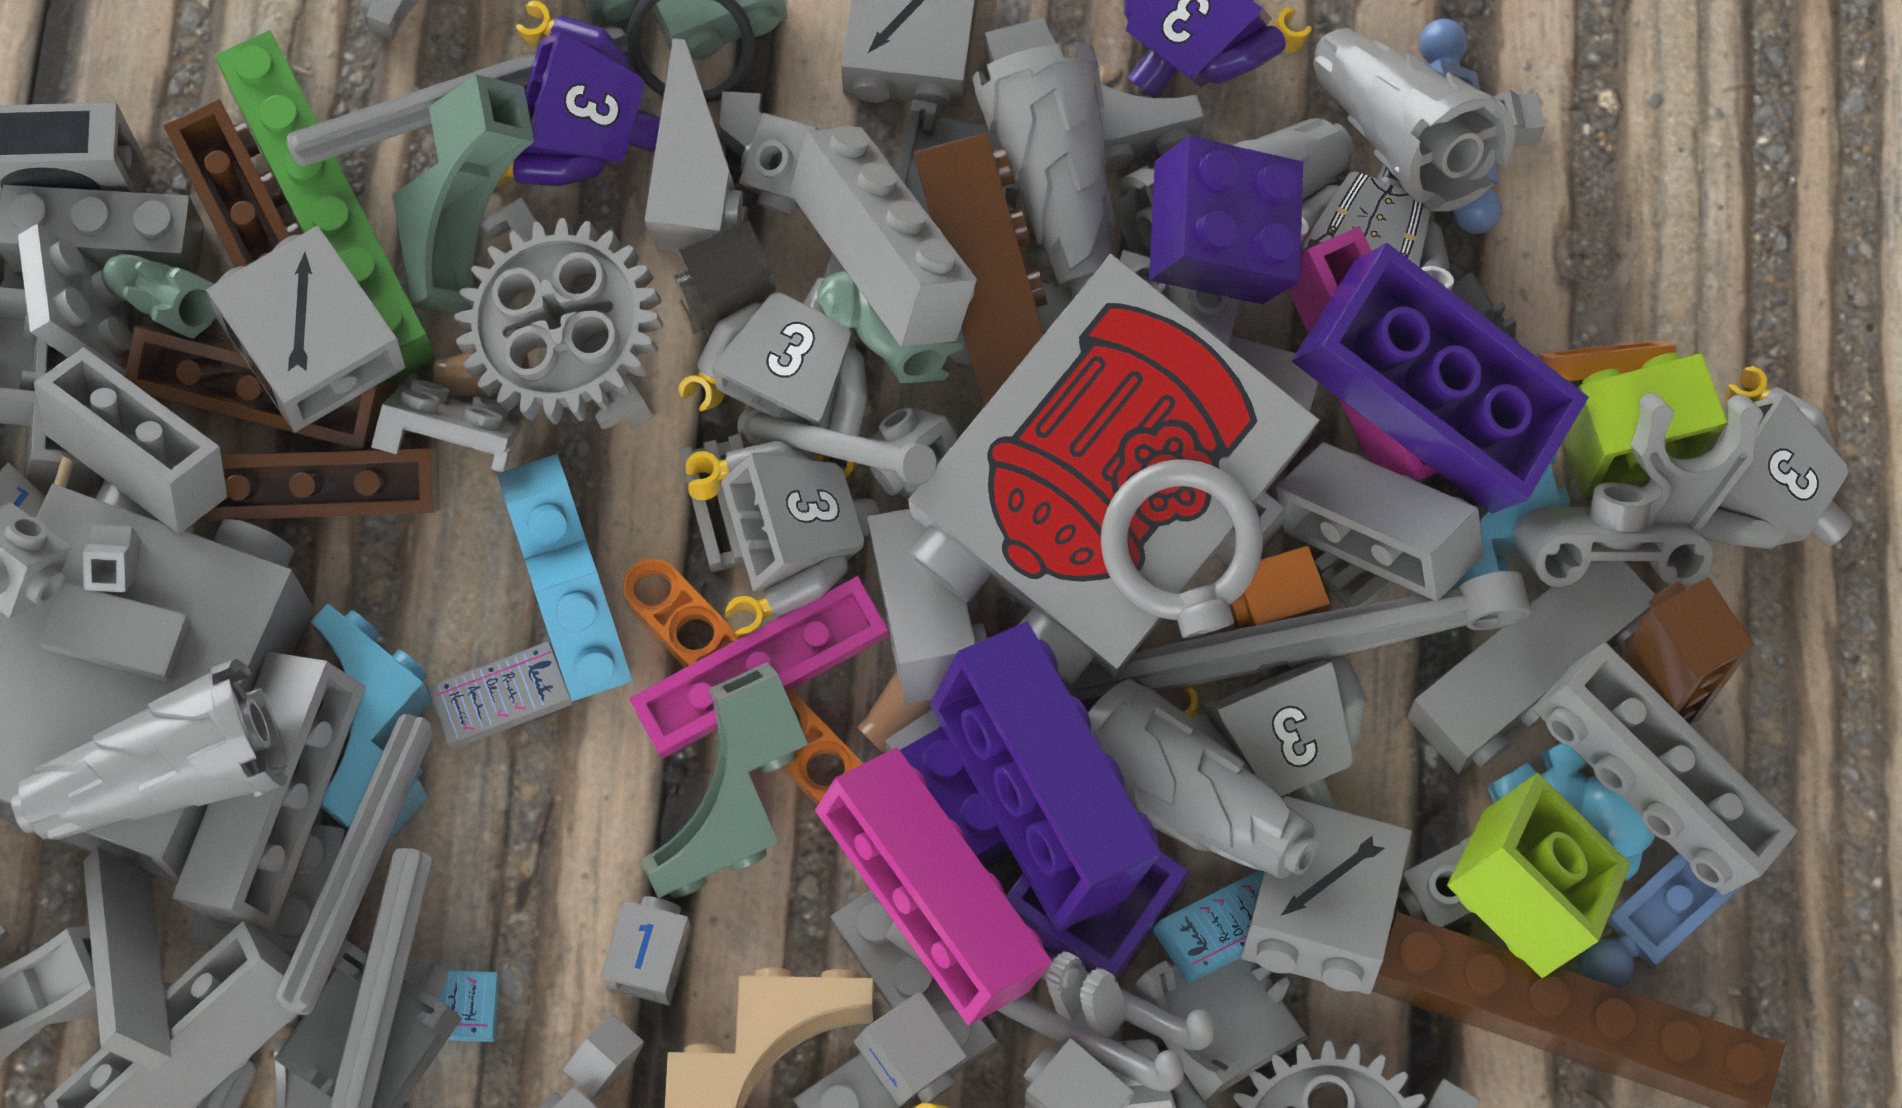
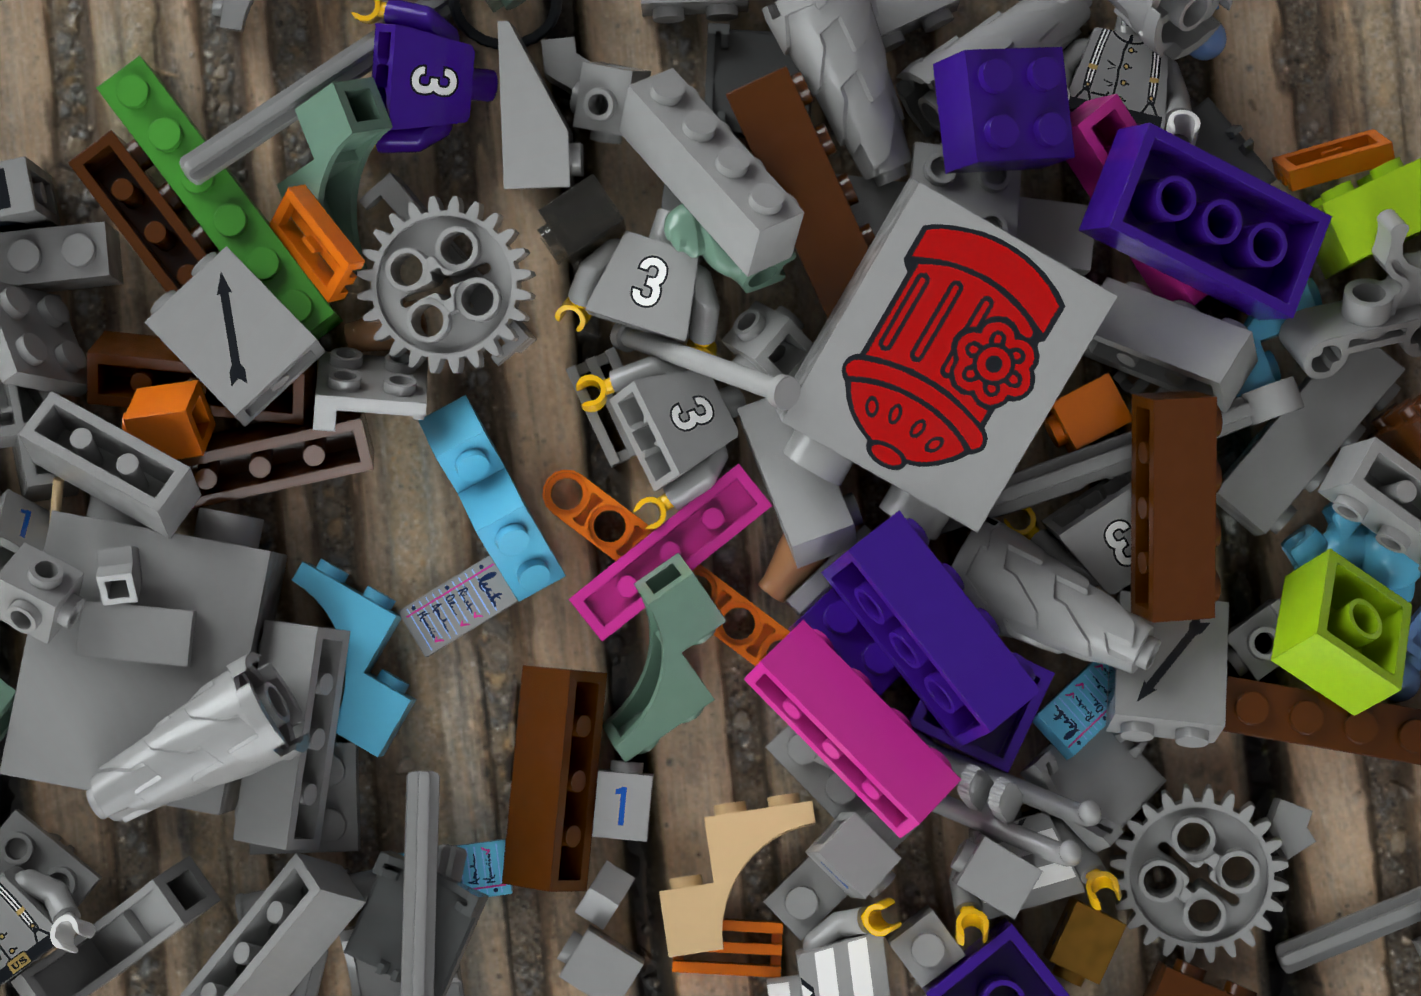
camera: 10 degrees left, 15 degrees up
(126, 961) = (208, 900): light grey tile -> none
(162, 292) = (106, 315): sand green animal -> none
(218, 407) = (171, 418): none -> orange brick
(354, 865) = (376, 787): light grey axle -> none
(427, 245) = (320, 236): none -> orange tile
(570, 904) = (554, 779): none -> reddish brown brick
(1203, 607) = (1043, 473): light grey piece -> none
(1359, 690) = (1174, 505): none -> reddish brown brick

